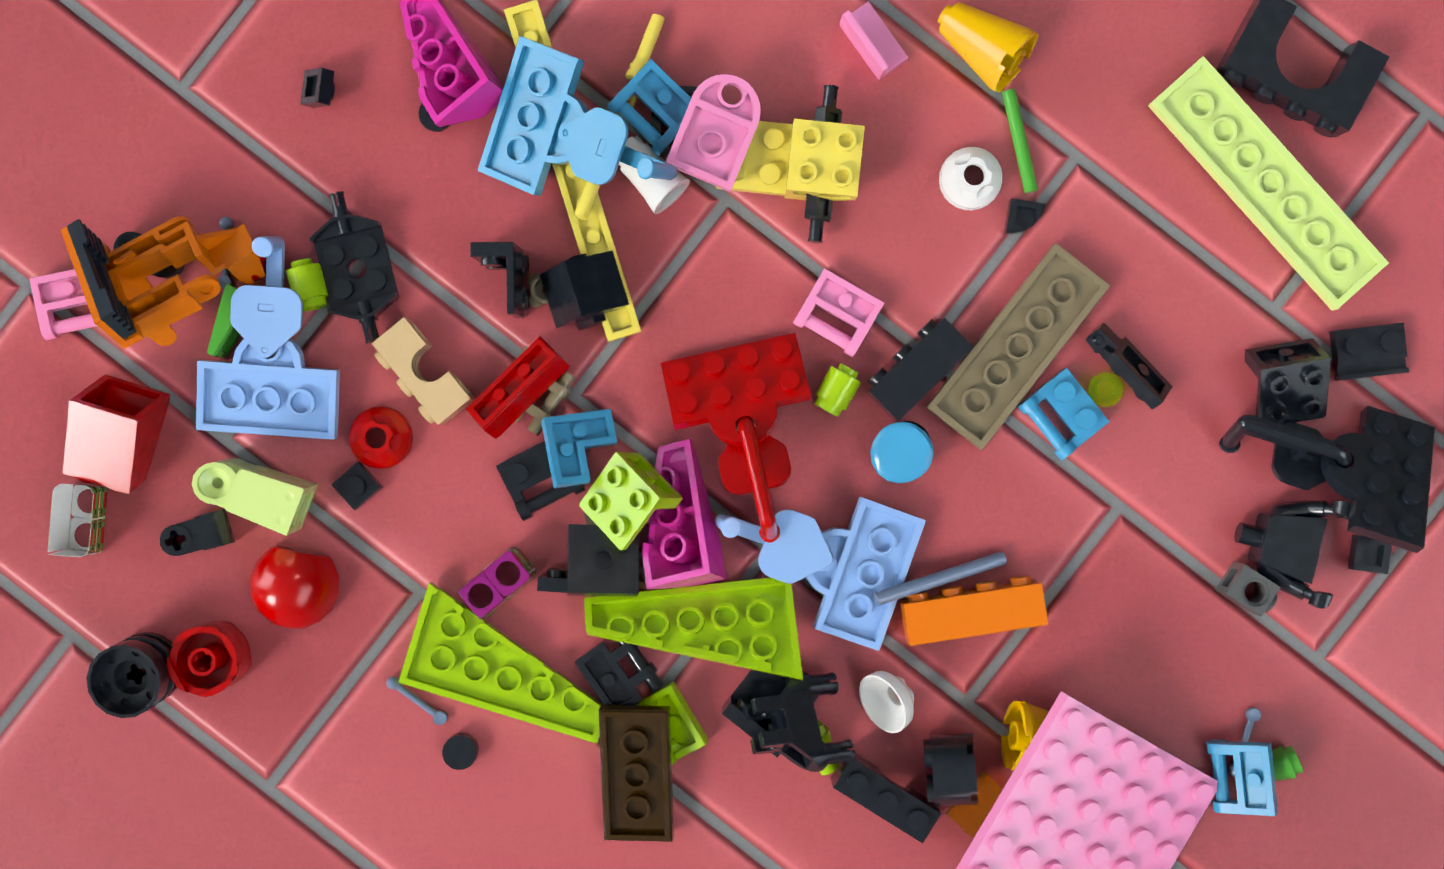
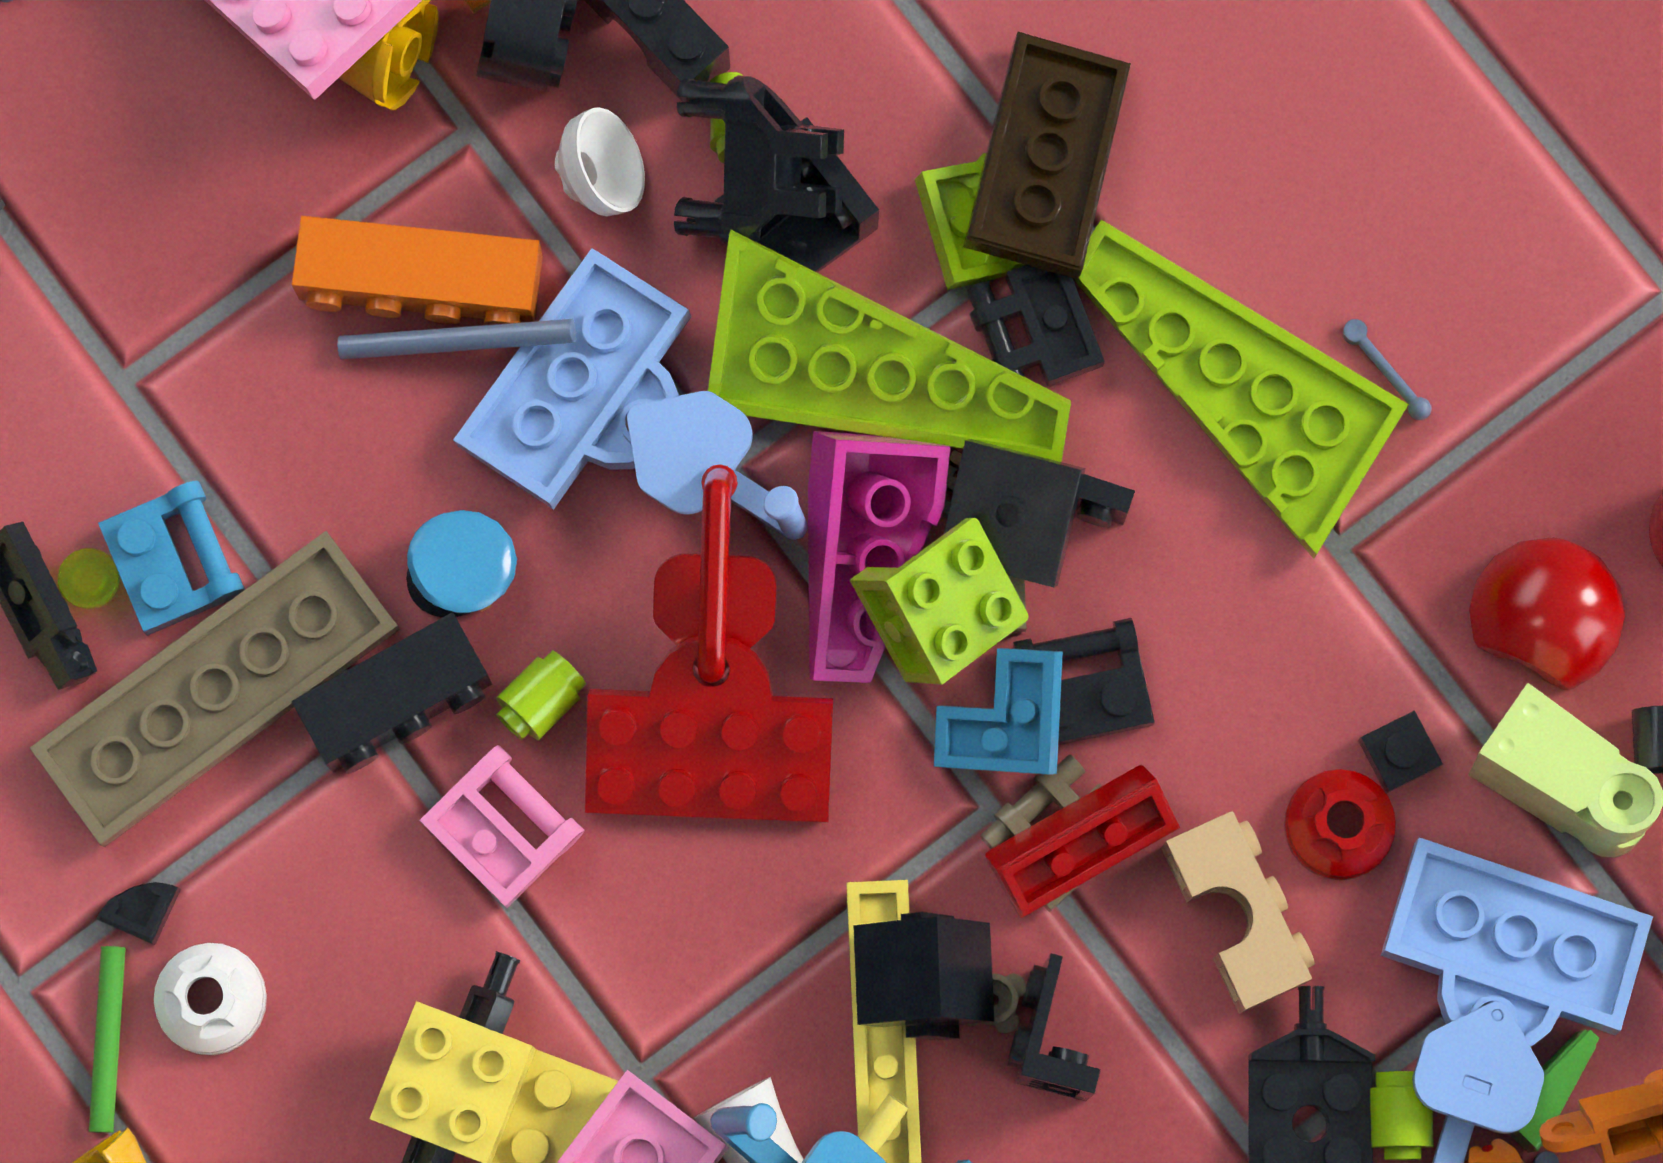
camera: 165 degrees left, 10 degrees down
(460, 751) = (1334, 267): black tile -> none
(489, 578) = (1170, 566): magenta piece -> none

